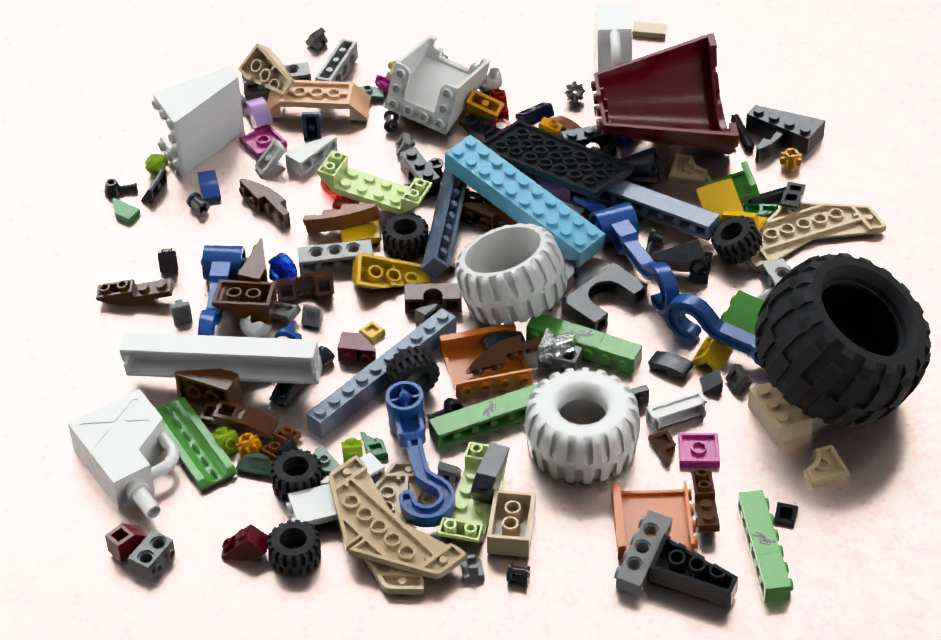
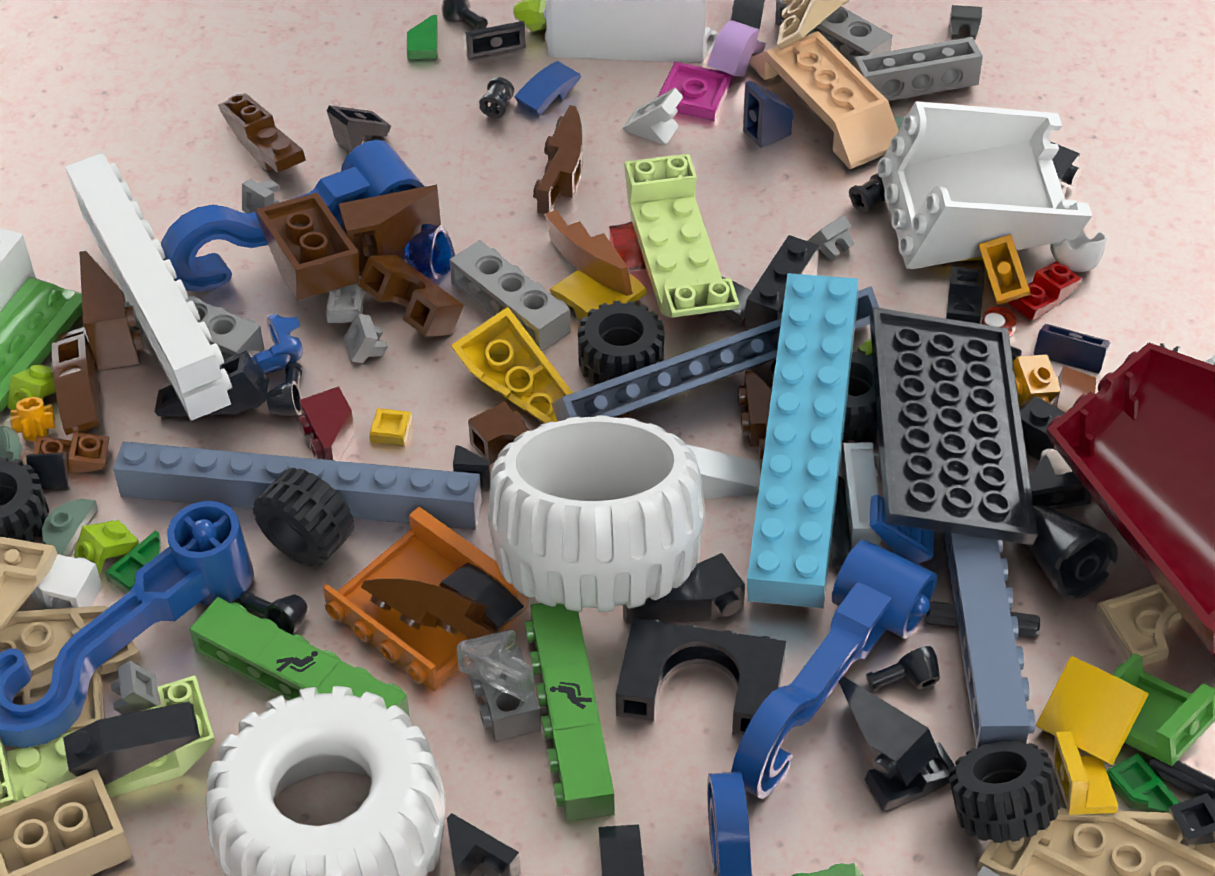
camera: 55 degrees right, 5 degrees up
(255, 329) = (275, 293): white hair -> none
(308, 155) = (712, 148): white slope -> none

